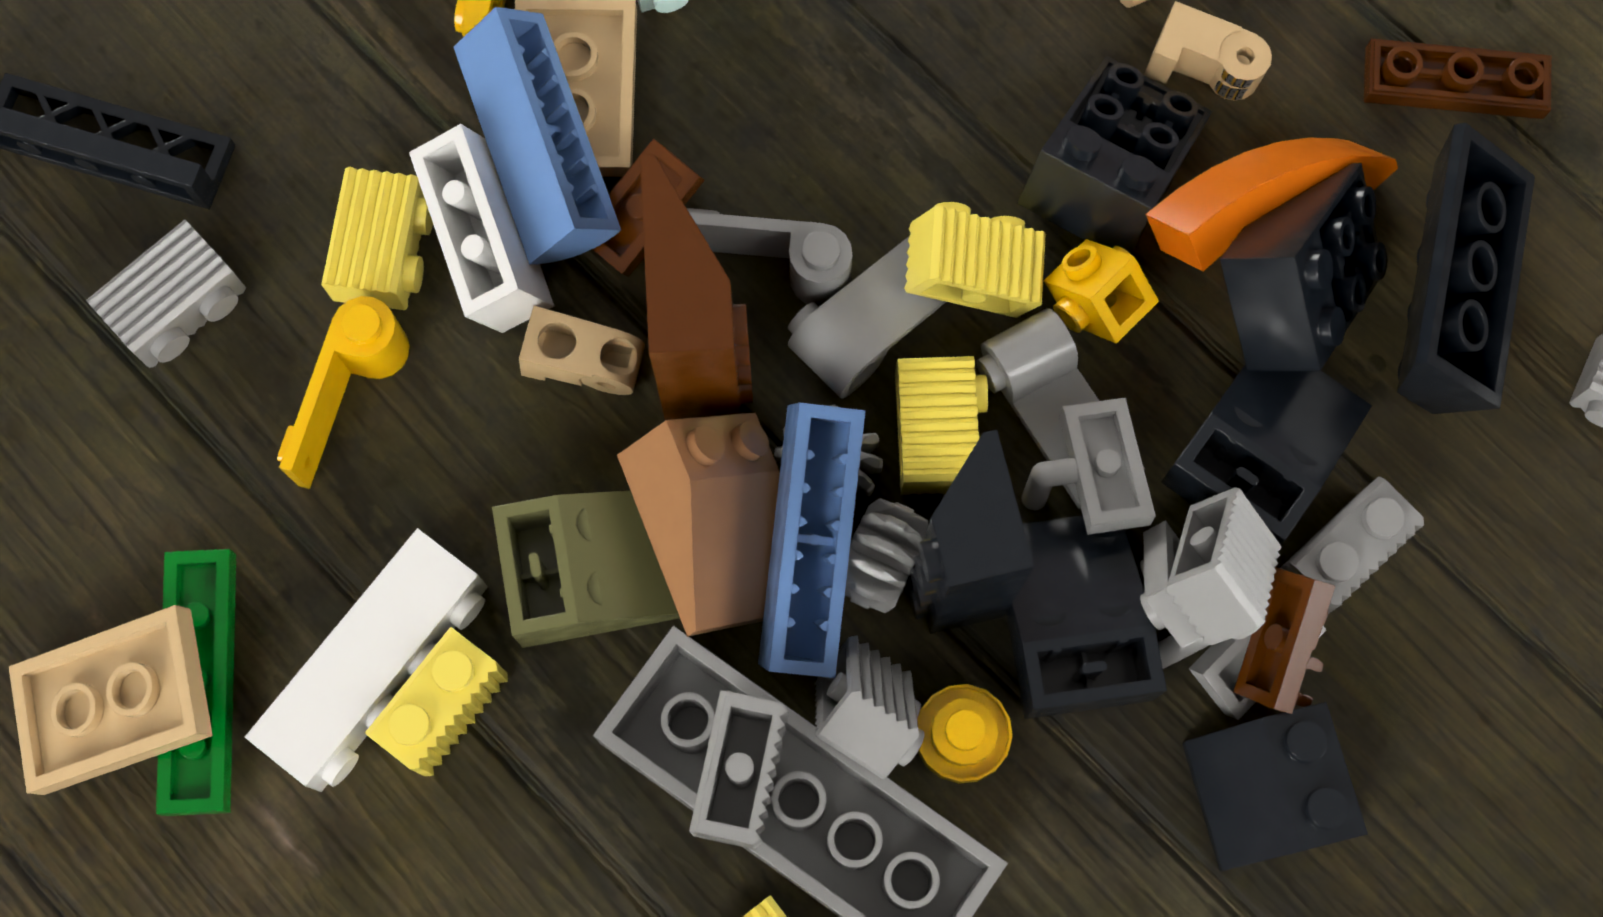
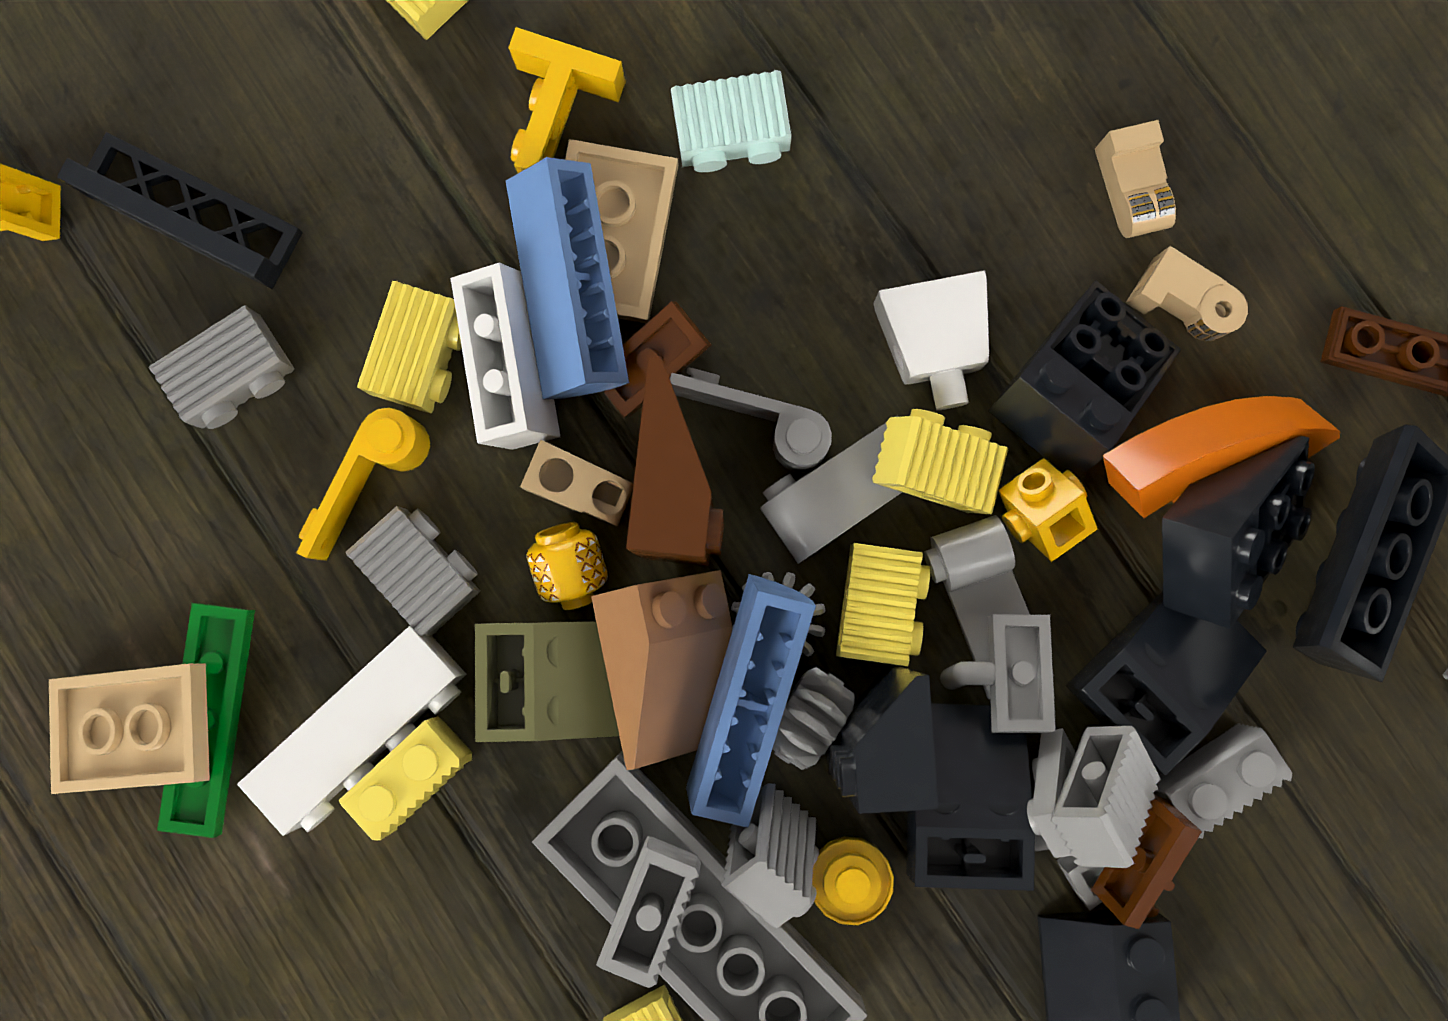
camera: 15 degrees right, 10 degrees up
(413, 474) = (415, 570): none -> light grey brick
(583, 440) = (567, 565): none -> yellow head
(946, 131) = (937, 332): none -> white torso

